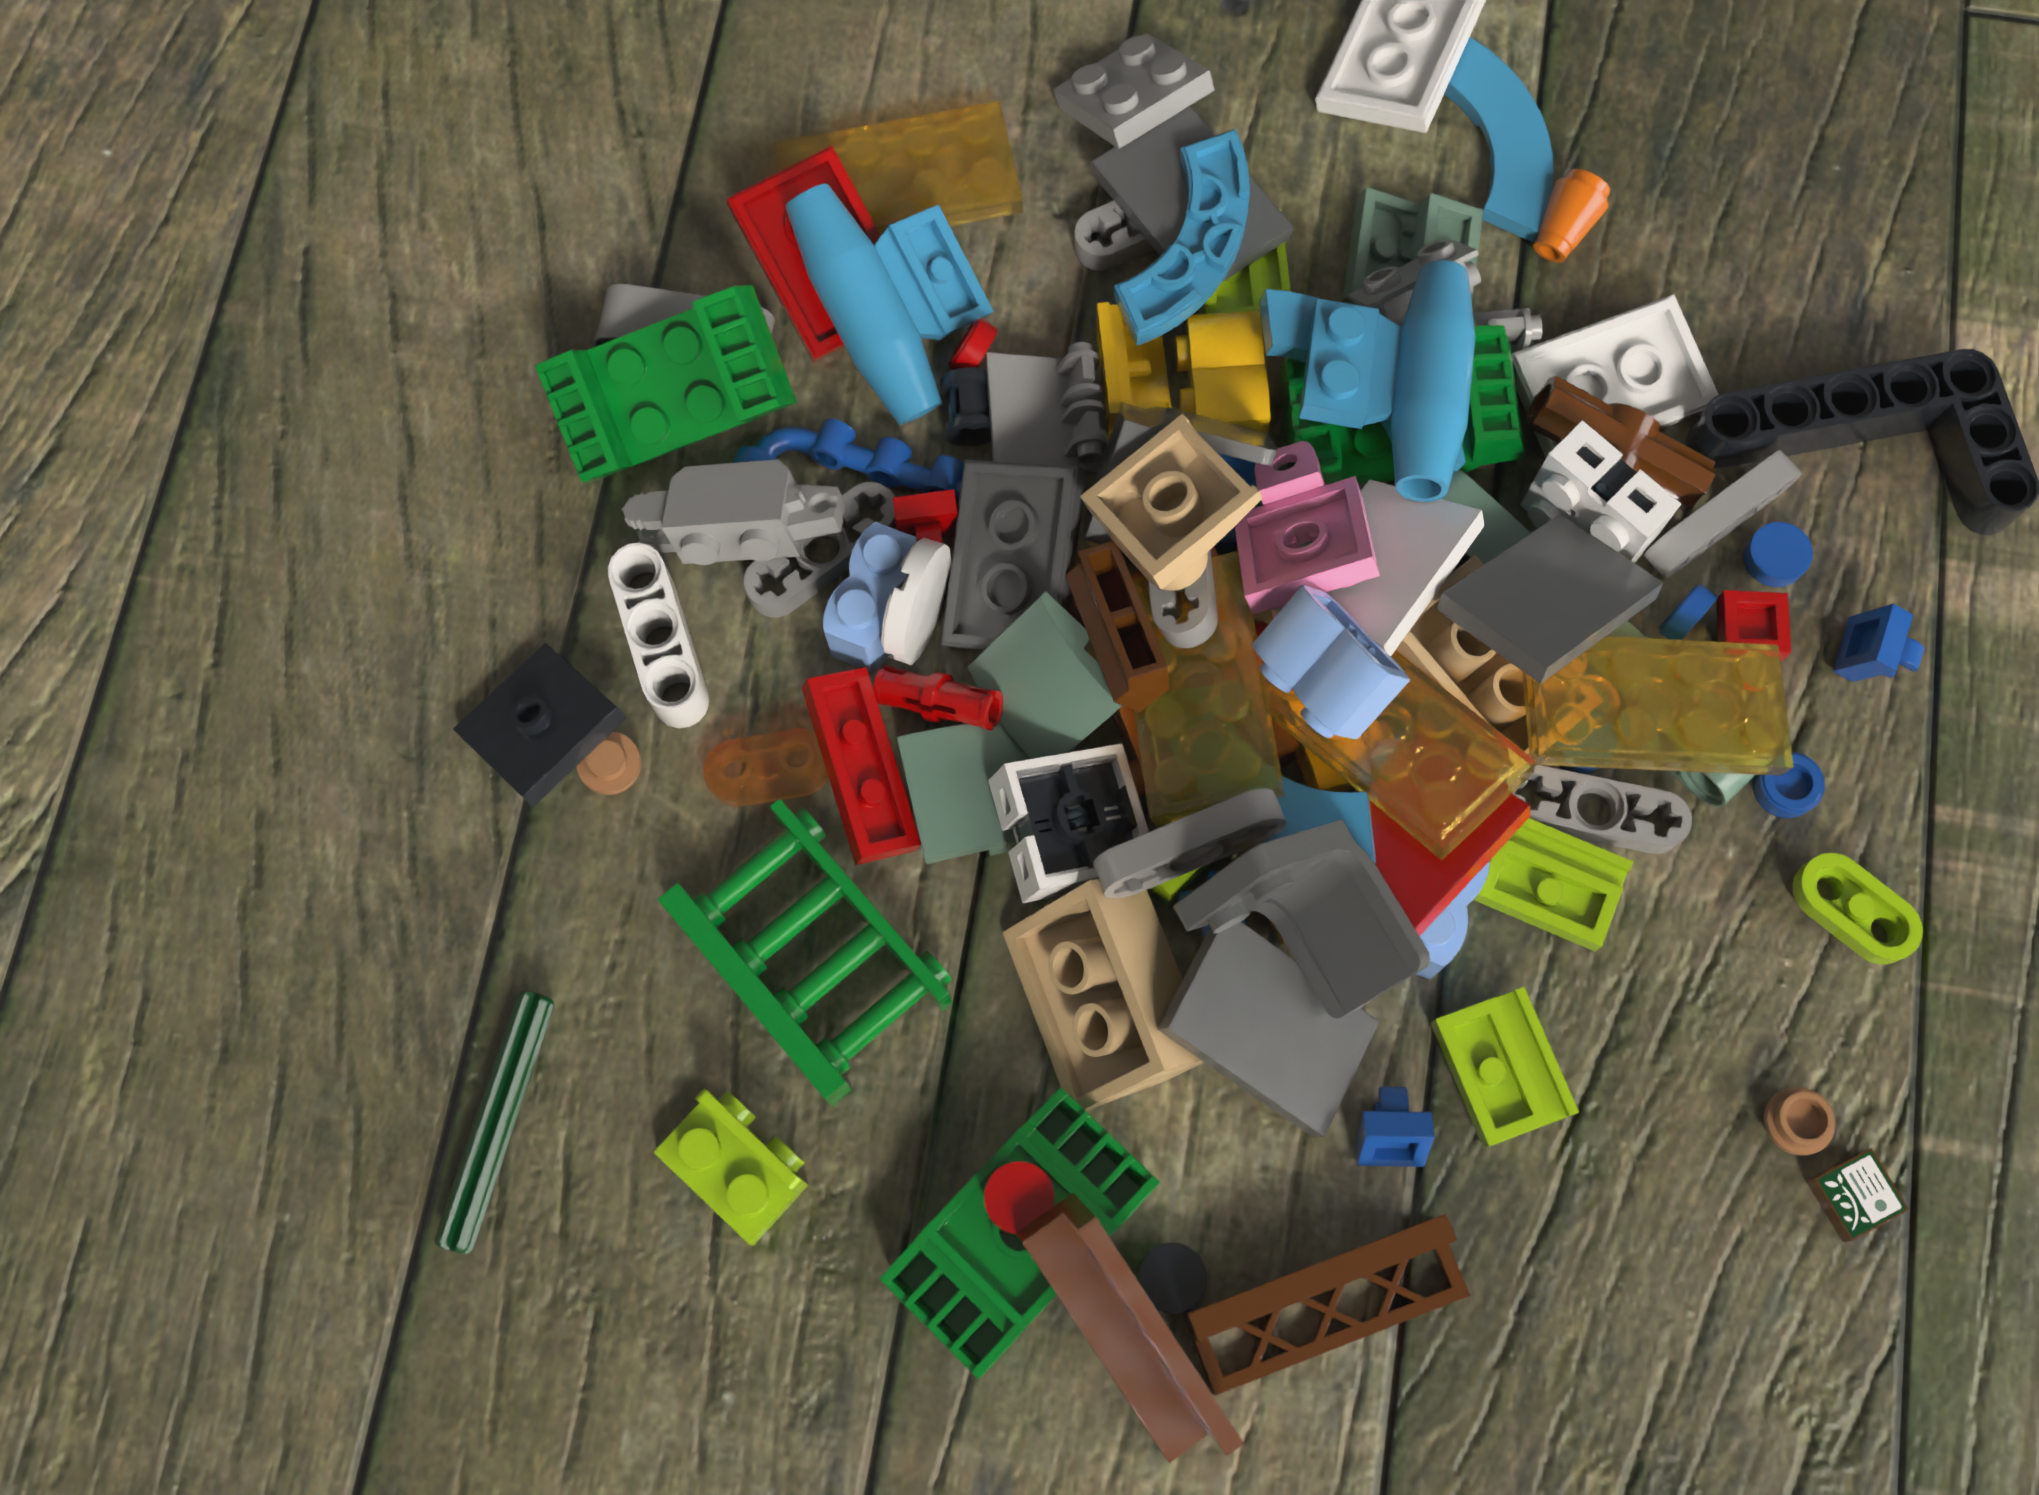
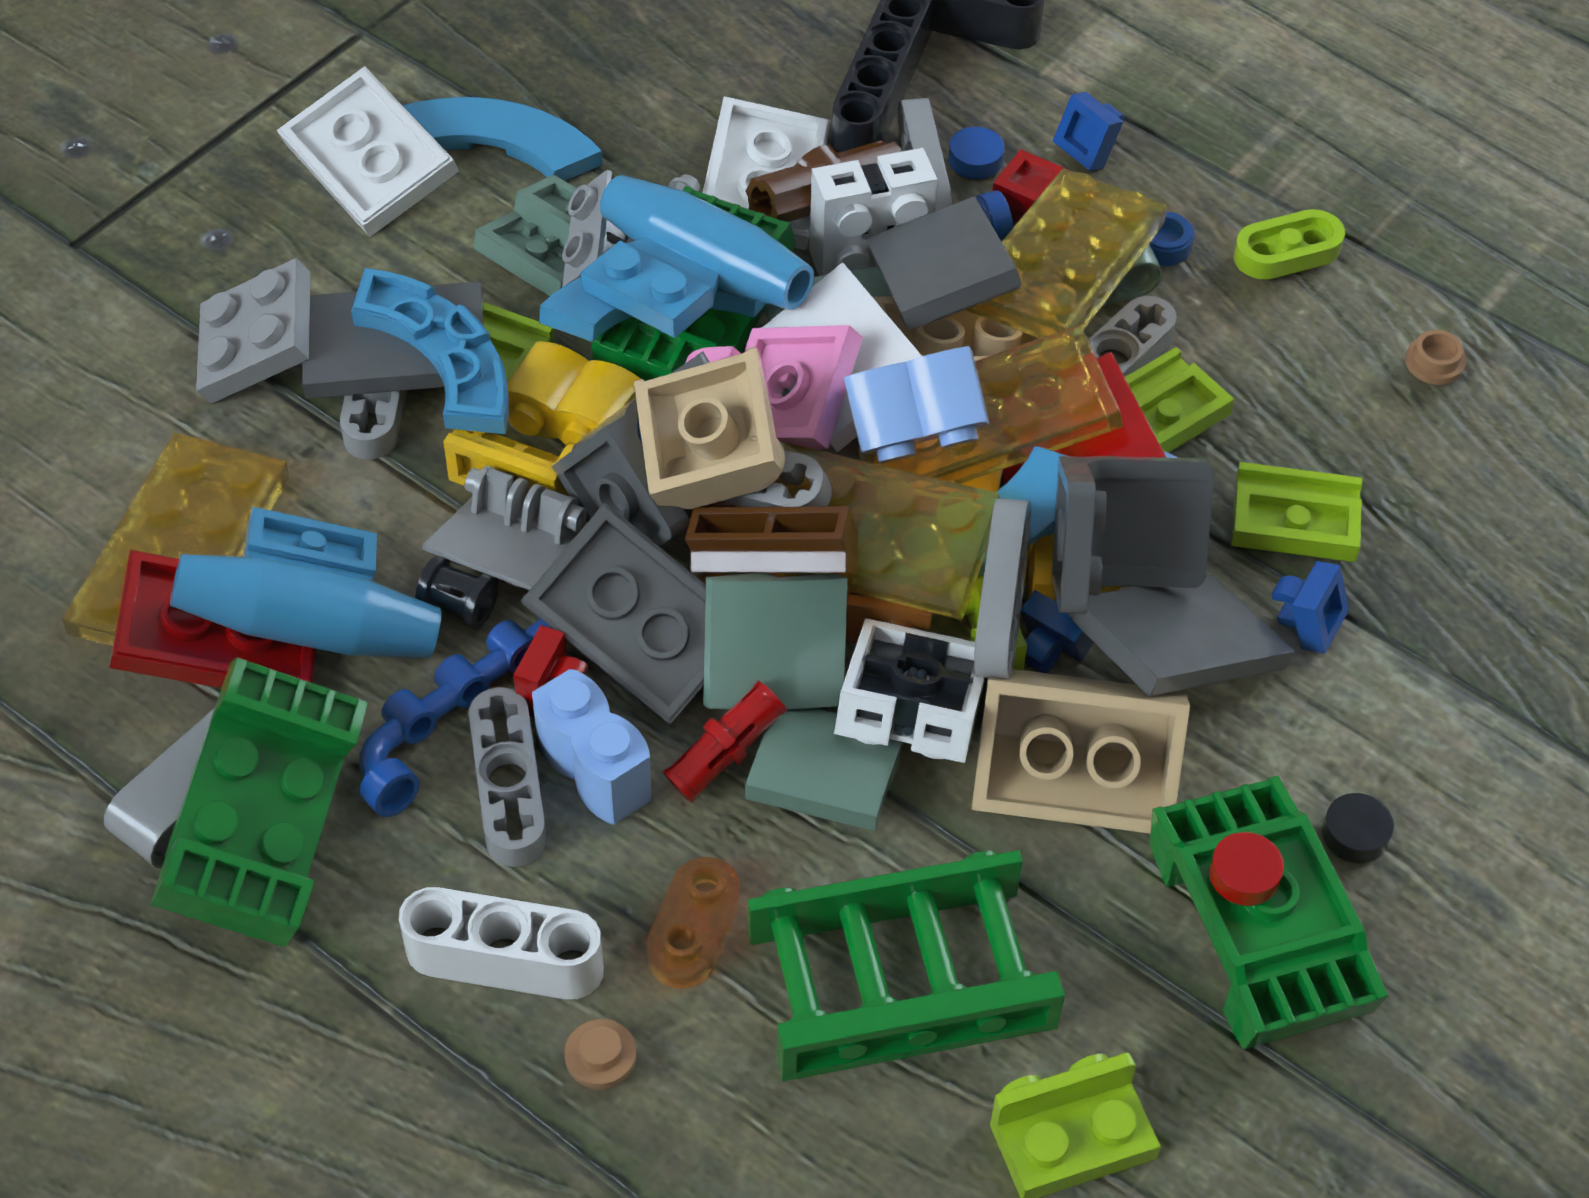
camera: 65 degrees left, 20 degrees down
(539, 724) = (521, 1092): black plate -> none
(734, 513) = (429, 812): light grey hinge -> none
(861, 765) = (747, 834): red plate -> none
(916, 607) = (632, 697): white tile -> none
(973, 344) = (402, 559): red tile -> none
(1125, 1330) = (1397, 852): reddish brown fence -> none
(1316, 1279) = (1418, 729): reddish brown fence -> none
(1570, 213) = (602, 121): orange cone -> none
(1857, 1195) = (1510, 356): tile -> none

